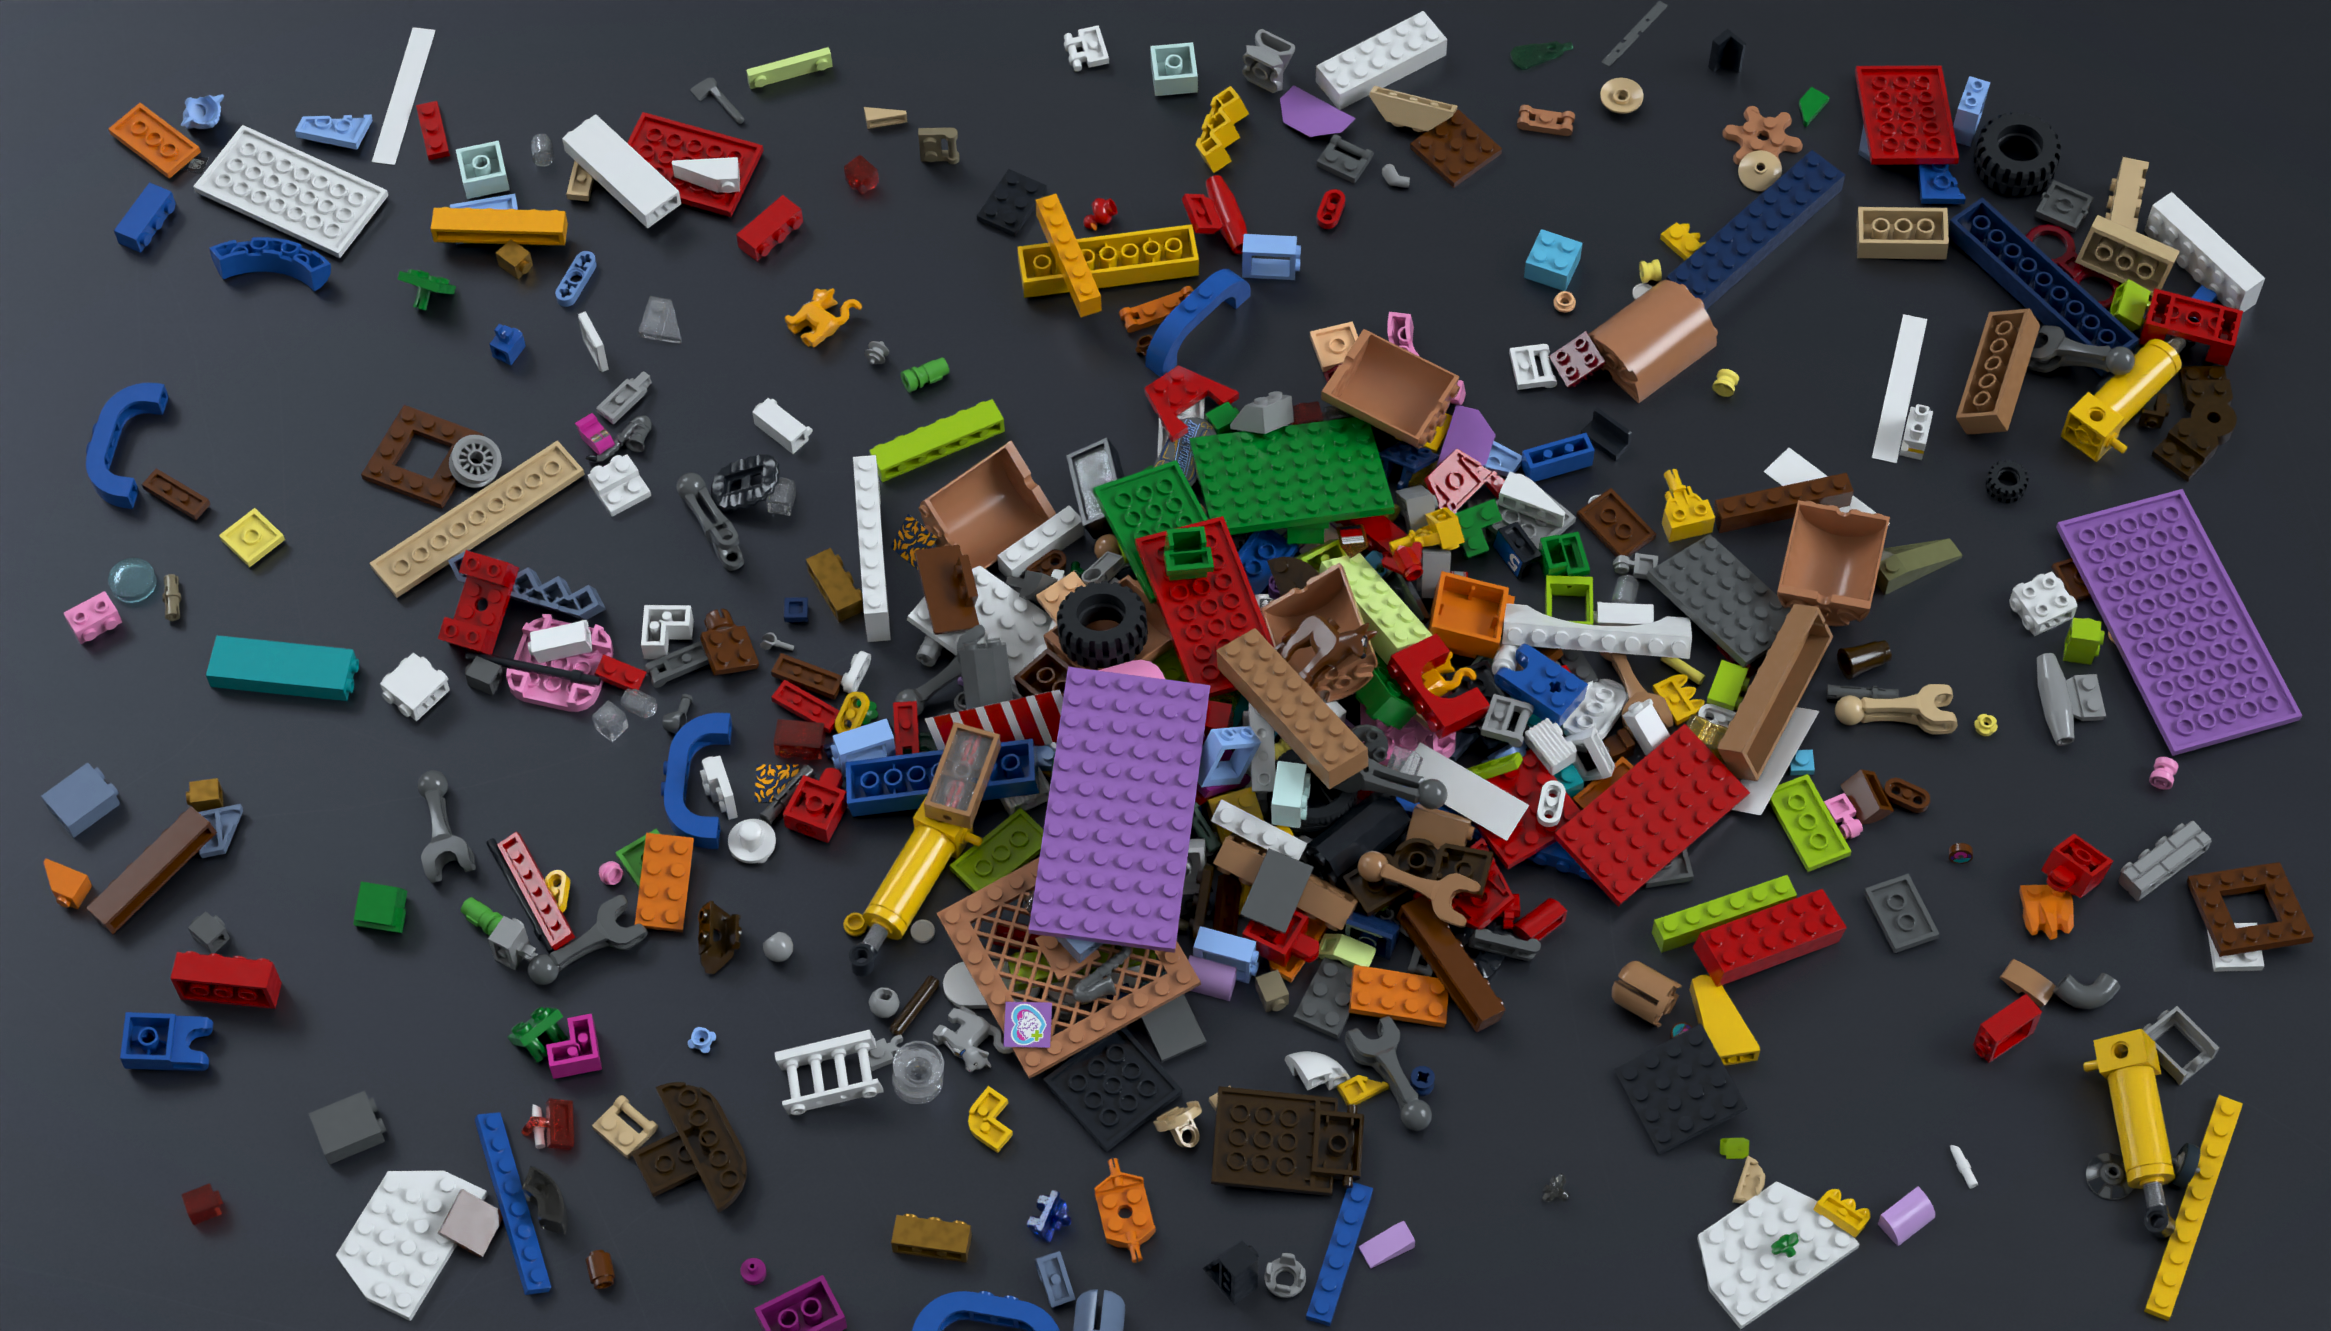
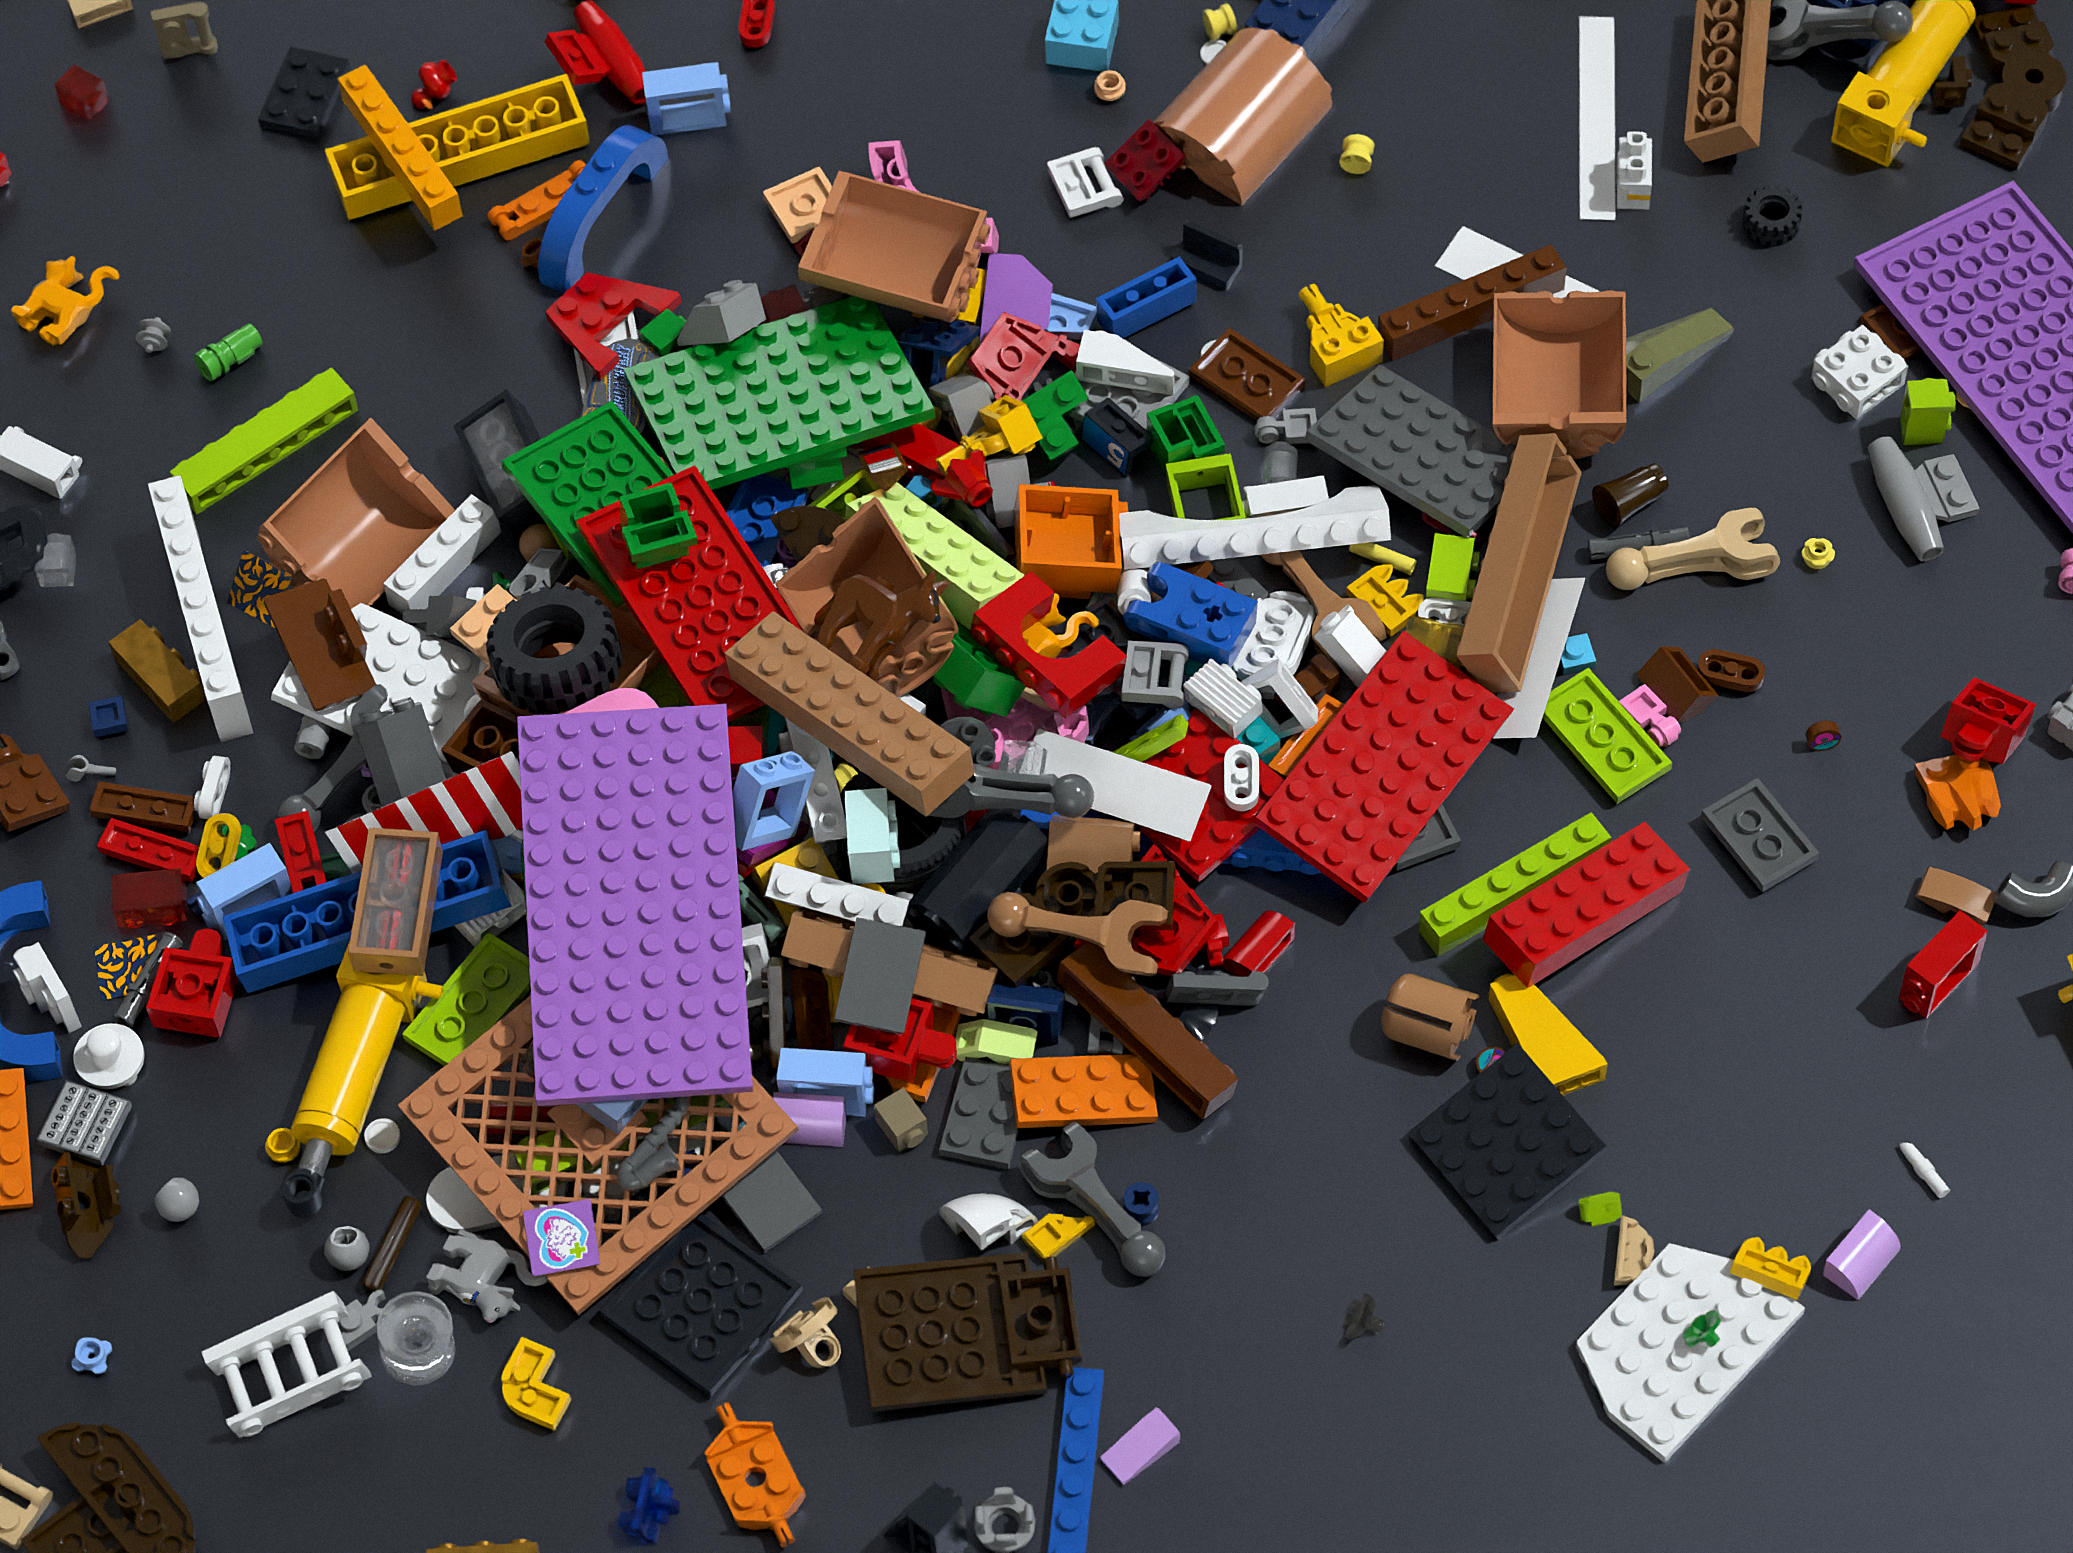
camera: 10 degrees left, 0 degrees up
(727, 882) = (84, 1122): none -> tile
(1044, 564) = (453, 582): reddish brown plate -> none

